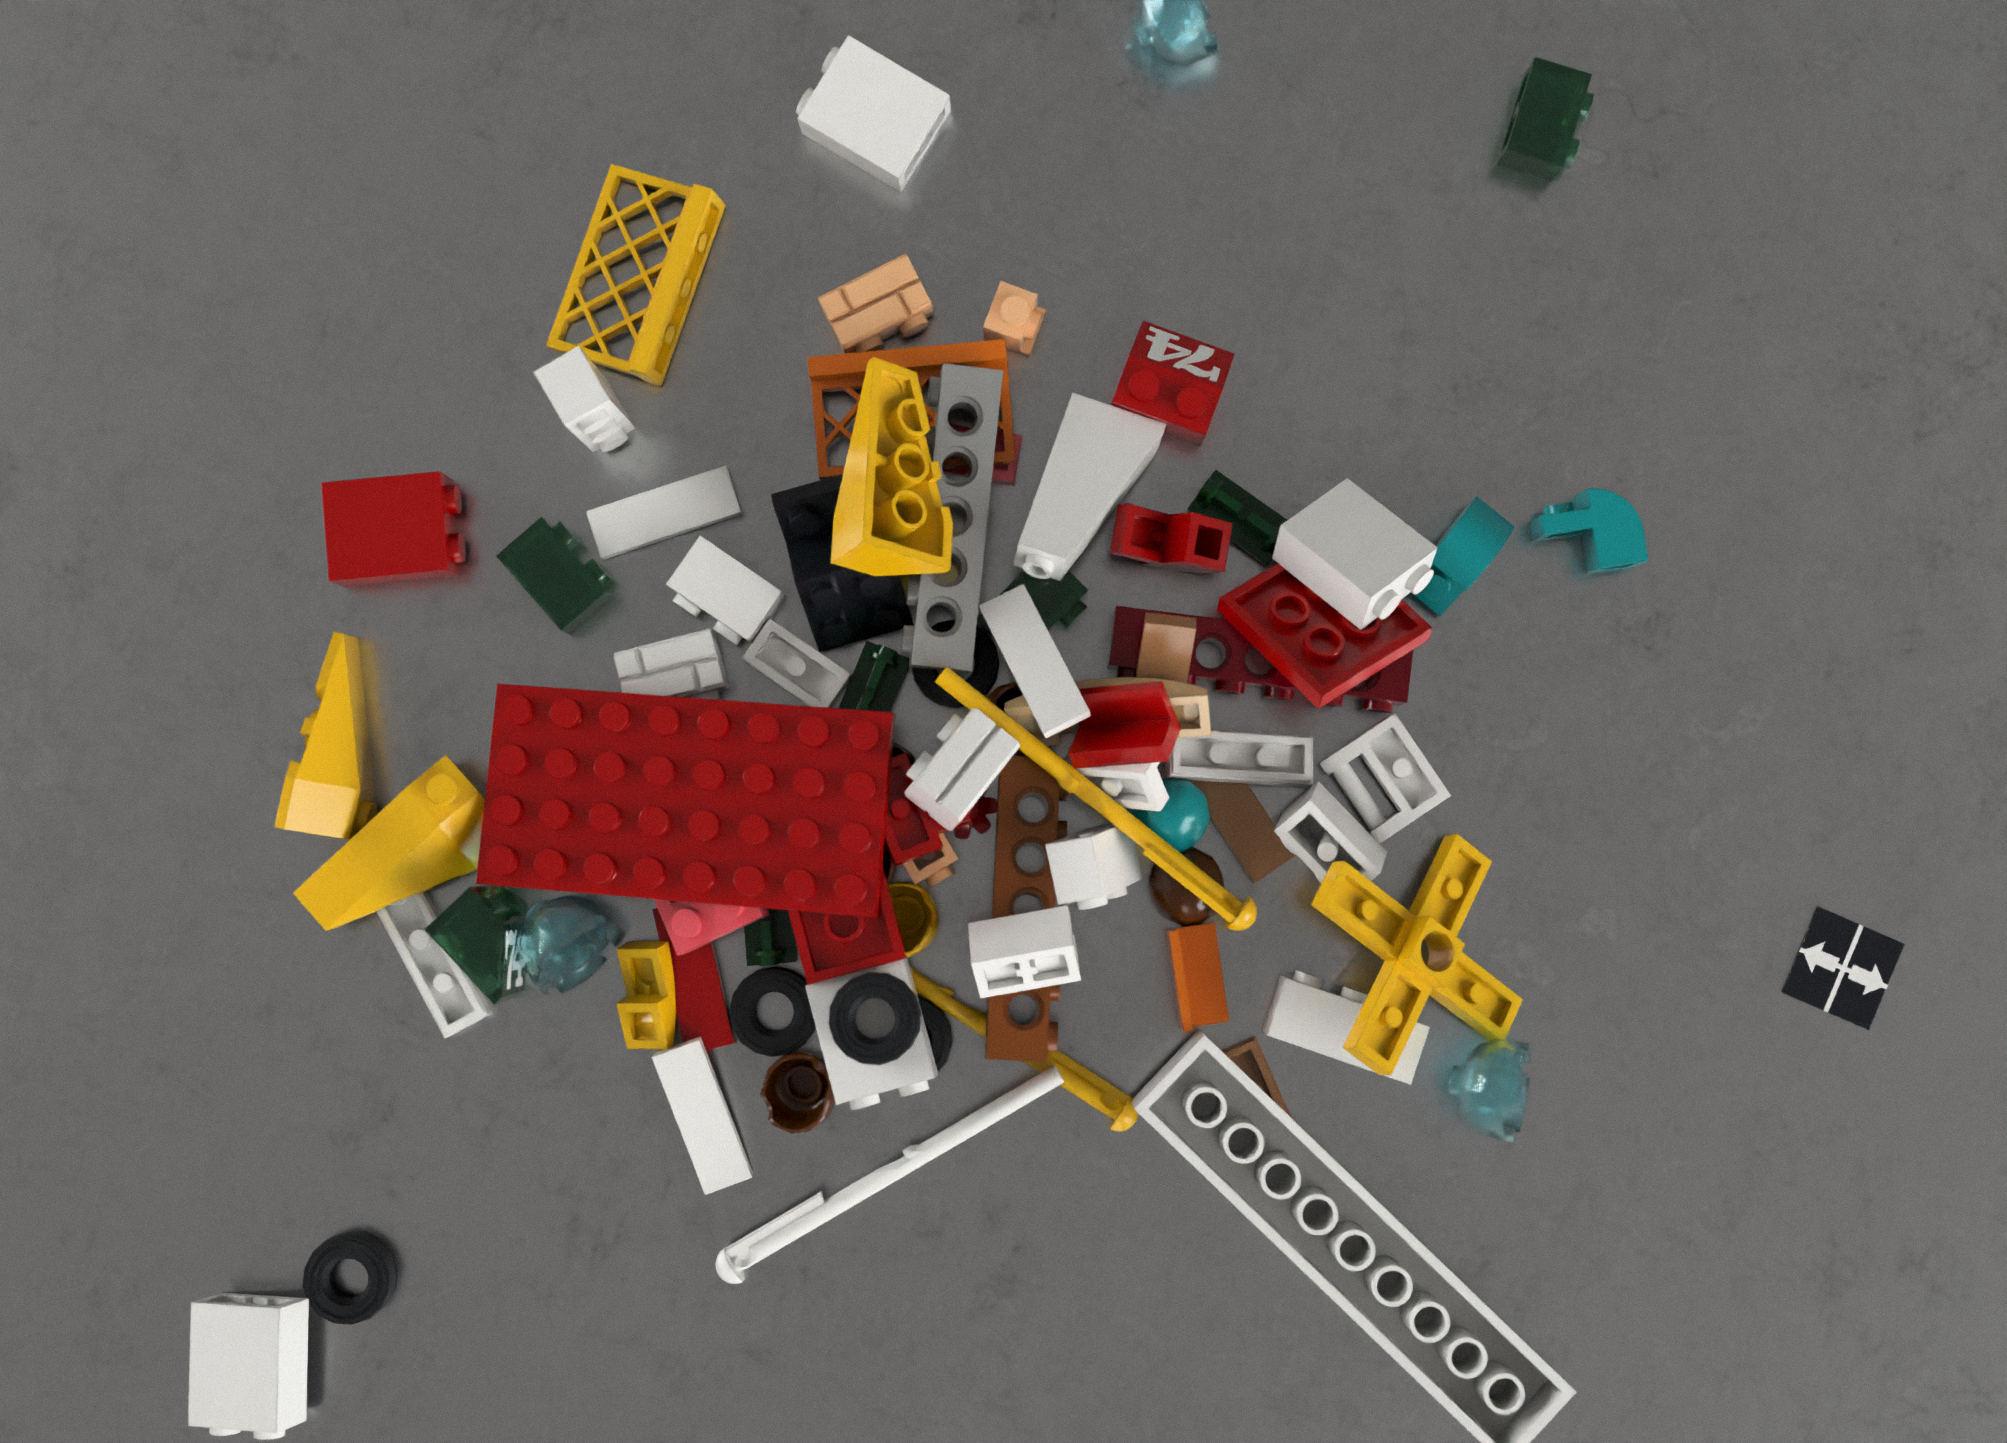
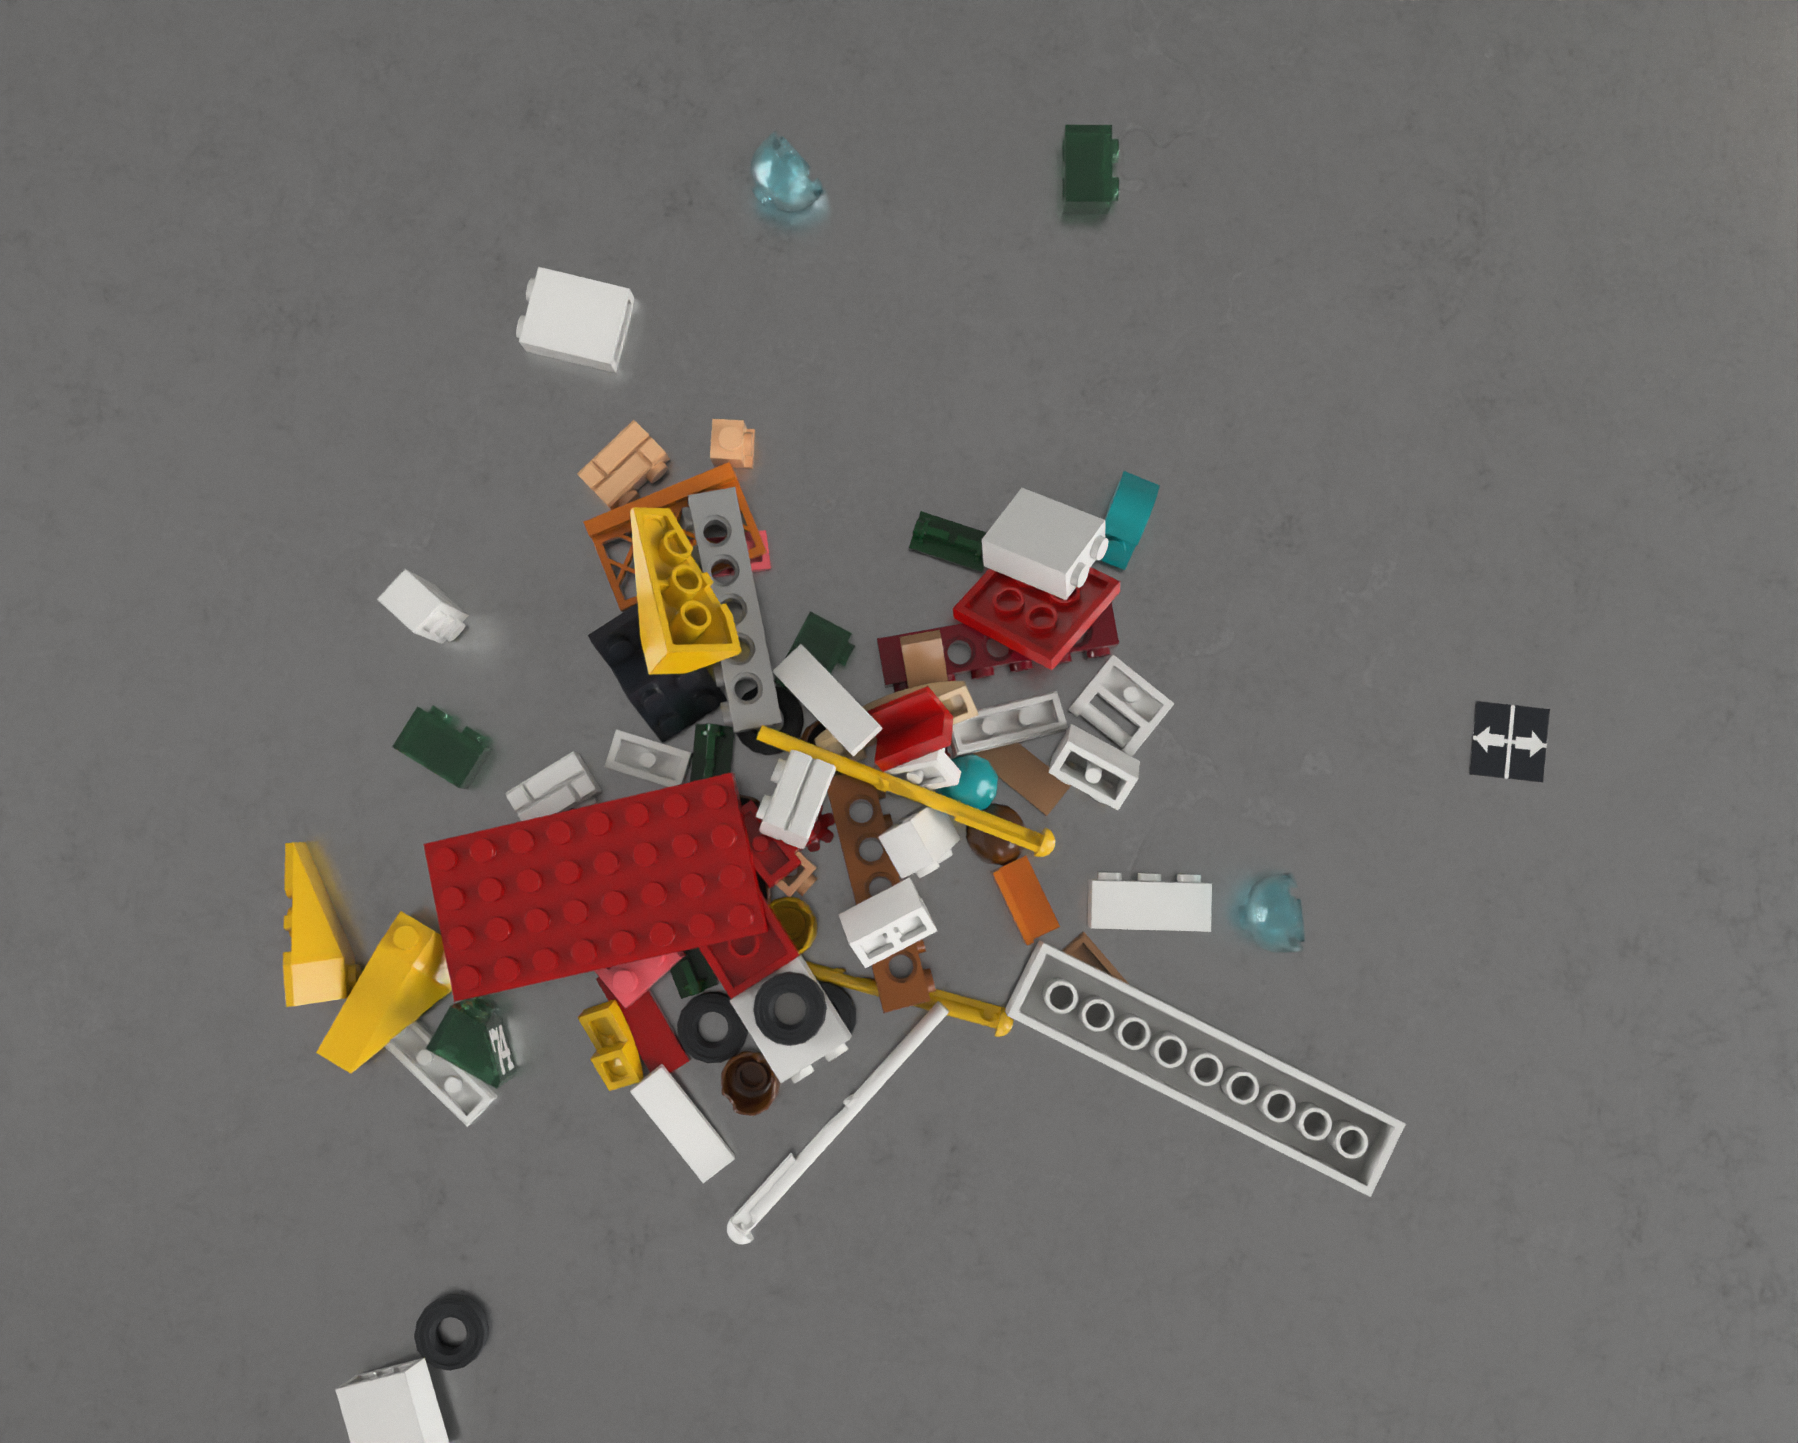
camera: 25 degrees left, 0 degrees up
(392, 529) = (305, 750): red brick -> none
(564, 941) = (535, 1024): clear light blue cylinder -> none
(664, 512) = (510, 673): white tile -> none
(676, 275) = (464, 493): yellow fence -> none
(725, 590) = (575, 718): white brick -> none
(1086, 477) = (823, 549): white slope -> none
(1171, 540) = (903, 576): red brick -> none
(1173, 381) = (866, 455): red slope -> none
(1397, 938) = (1165, 824): yellow piece -> none
(1607, 526) = (1228, 462): teal brick -> none

